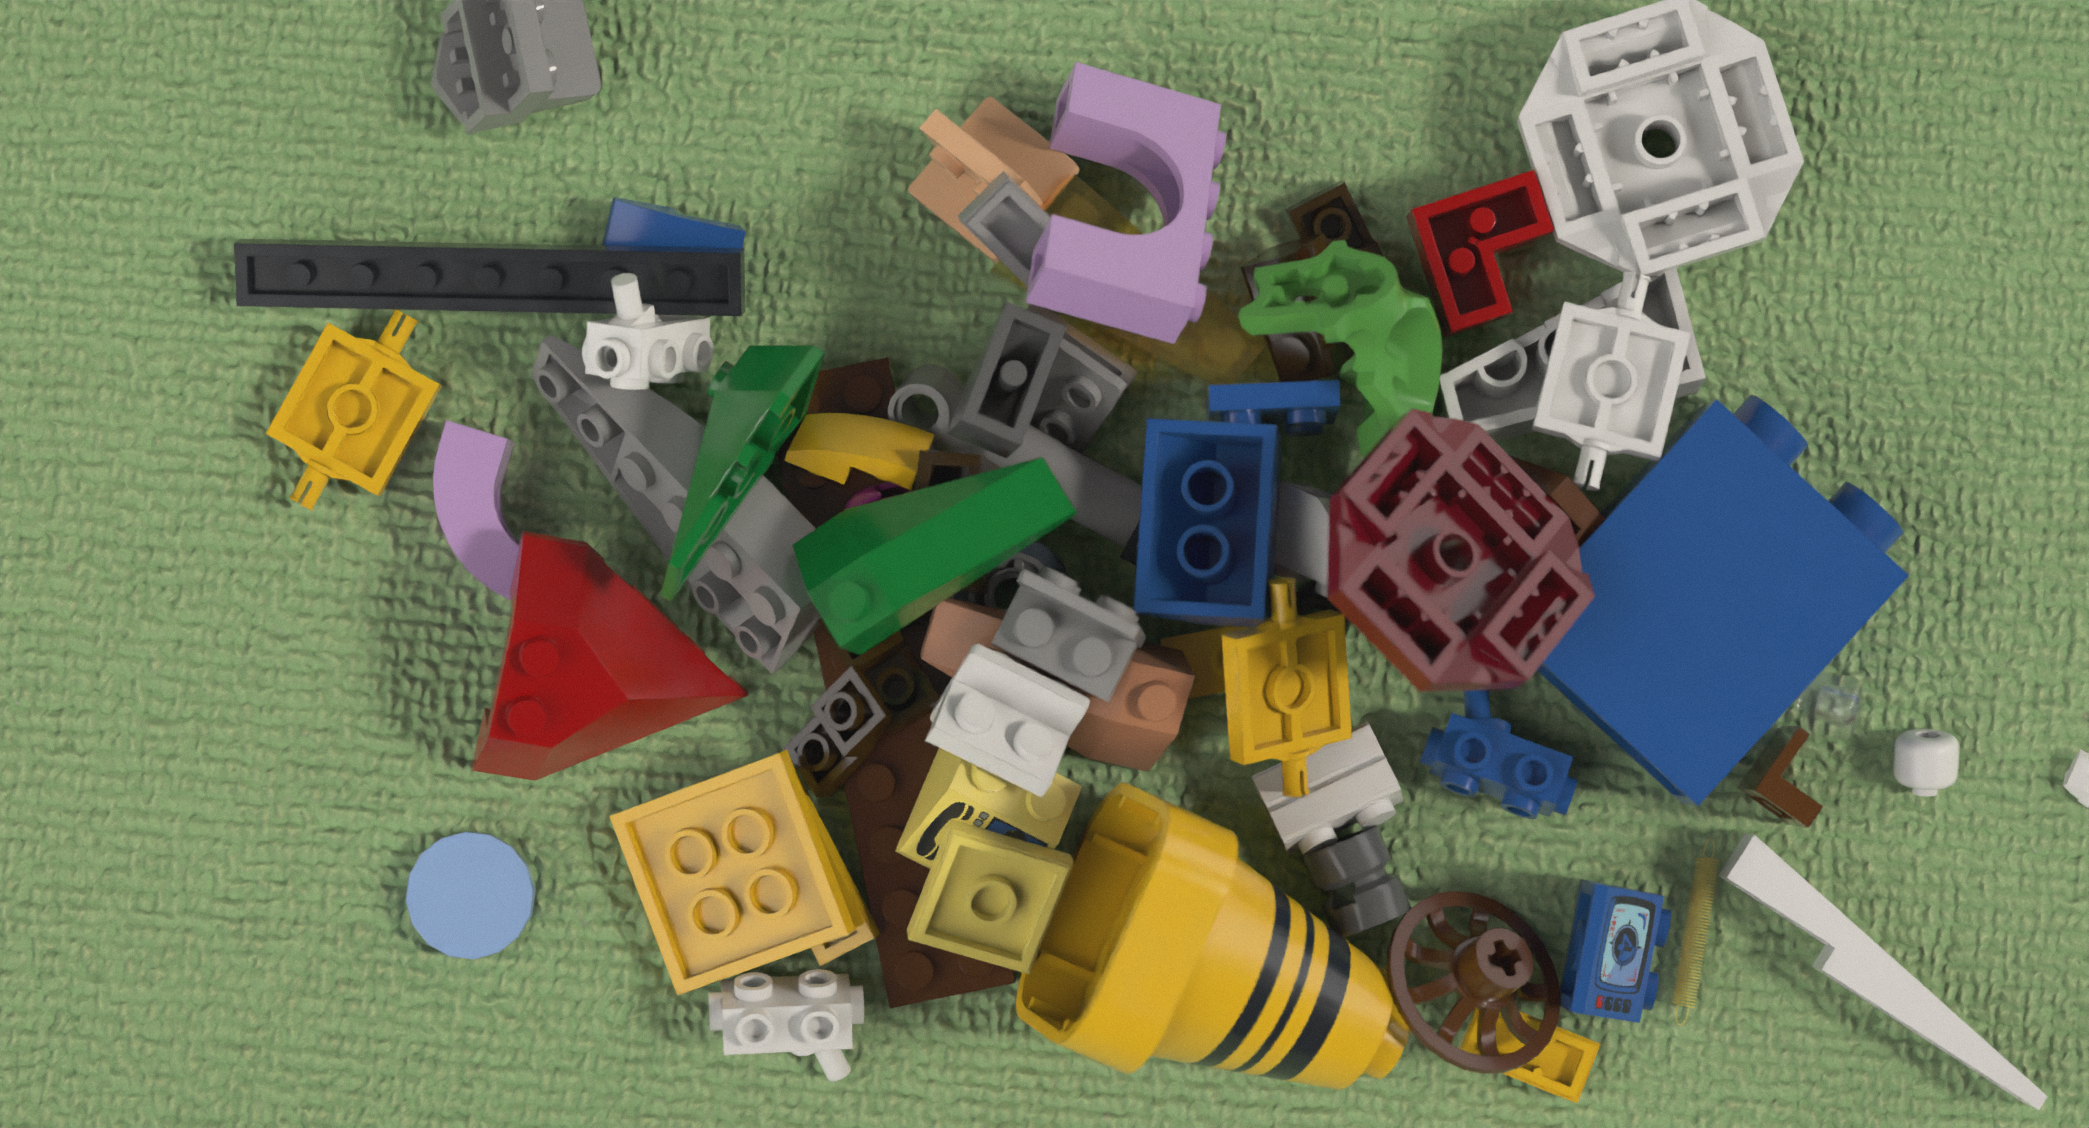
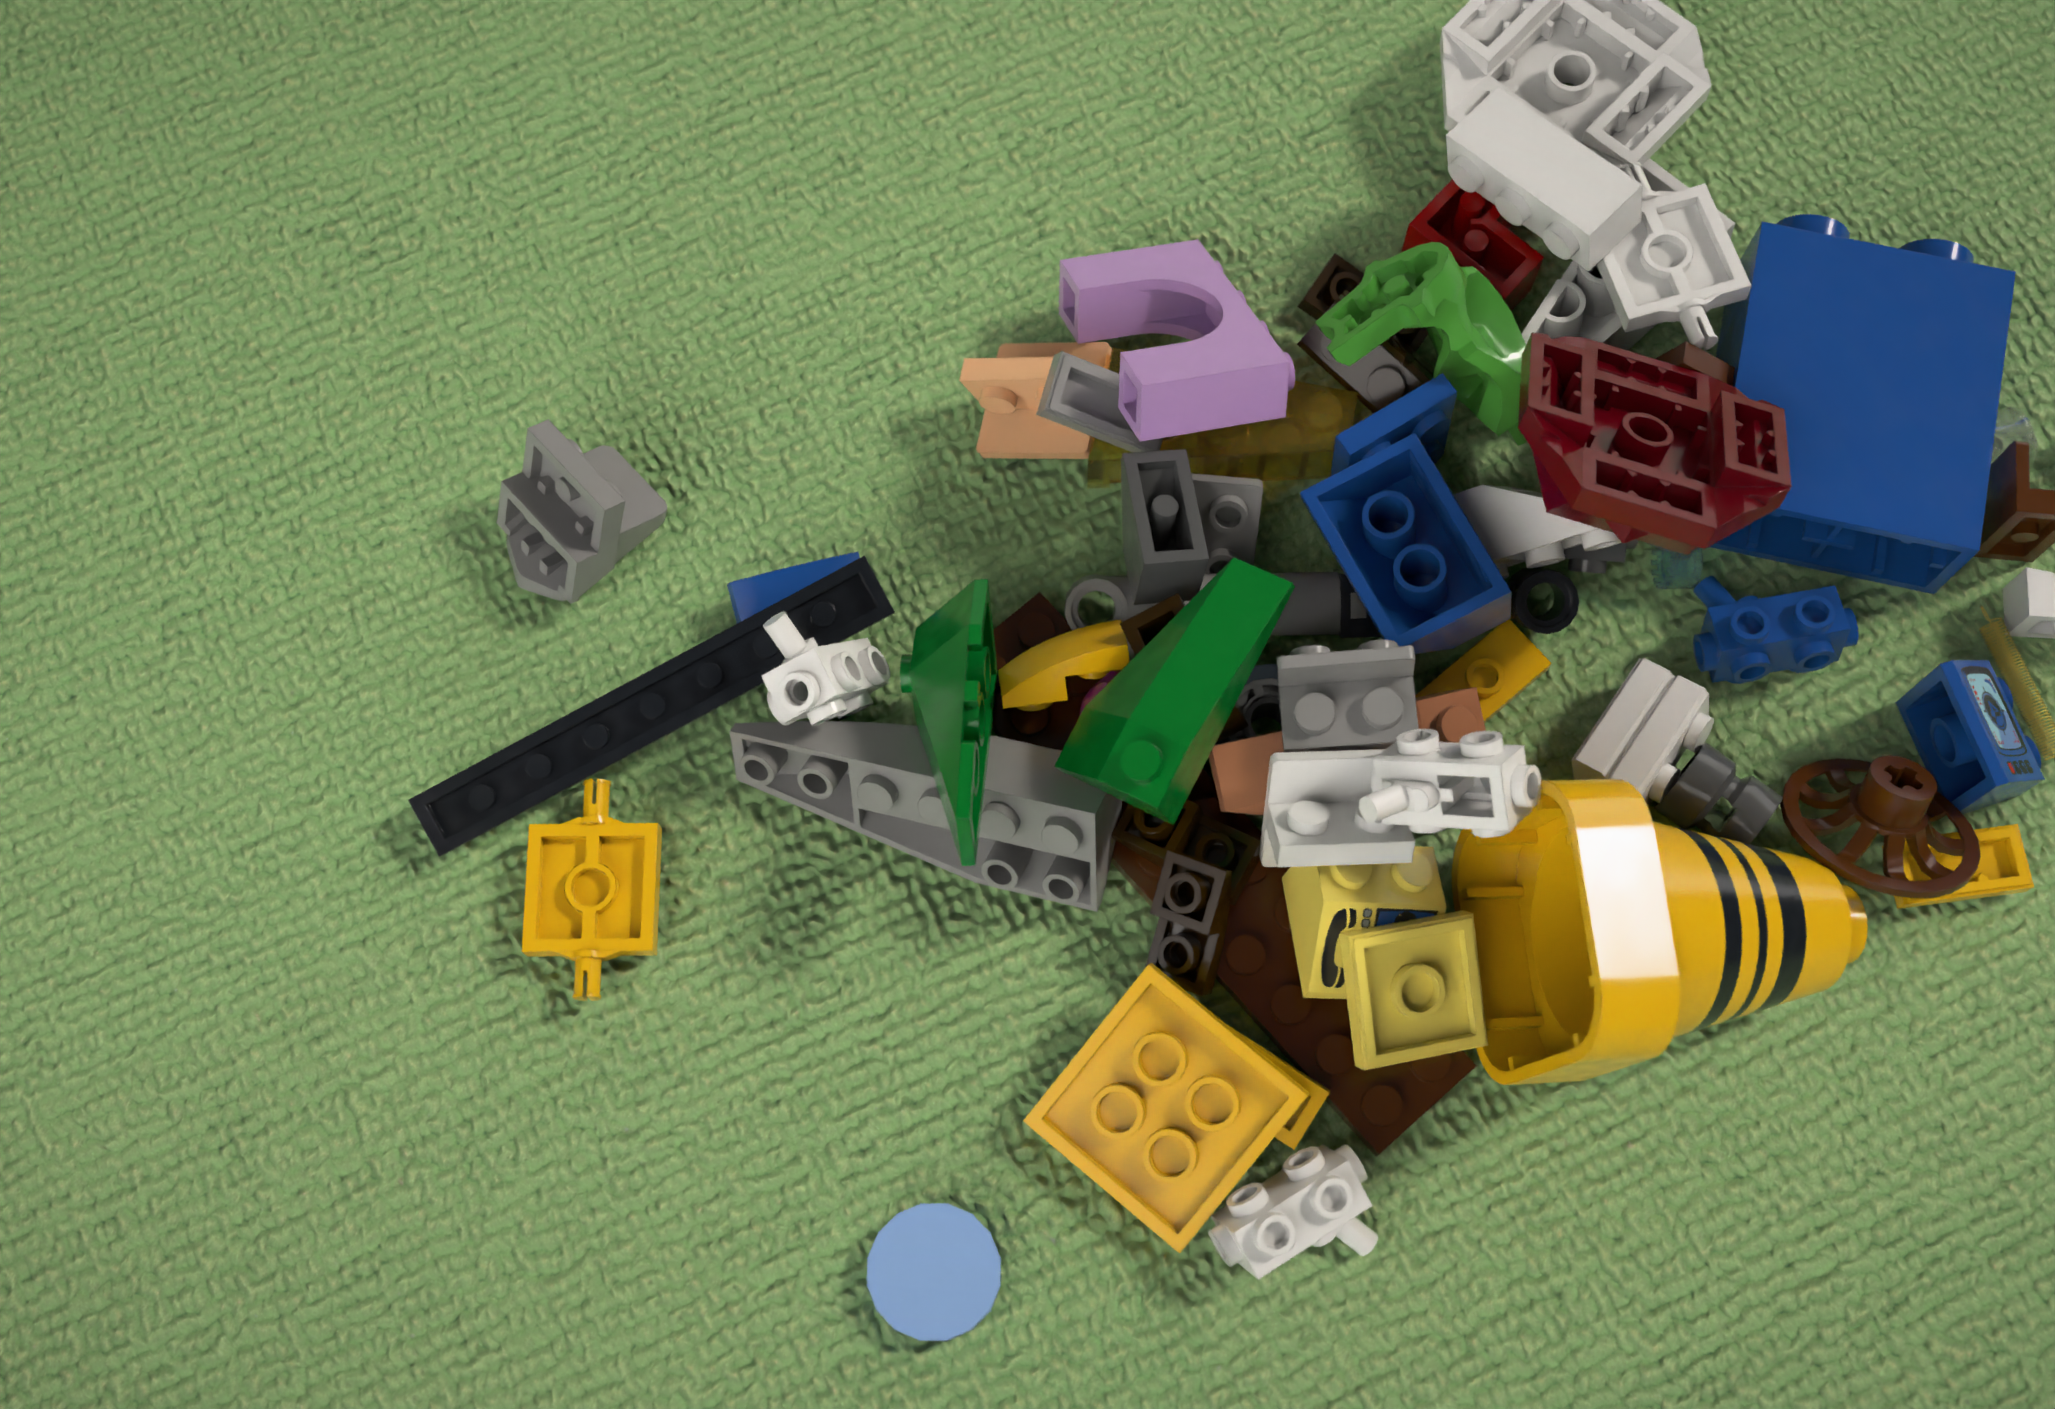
camera: 30 degrees left, 15 degrees down
(468, 503) = (795, 948): lavender arch -> none
(587, 666) = (926, 995): red wedge -> none
(1096, 761) = (1452, 784): none -> white brick
(1287, 687) = (1561, 652): yellow plate -> none
(1539, 249) = (1543, 179): none -> white brick

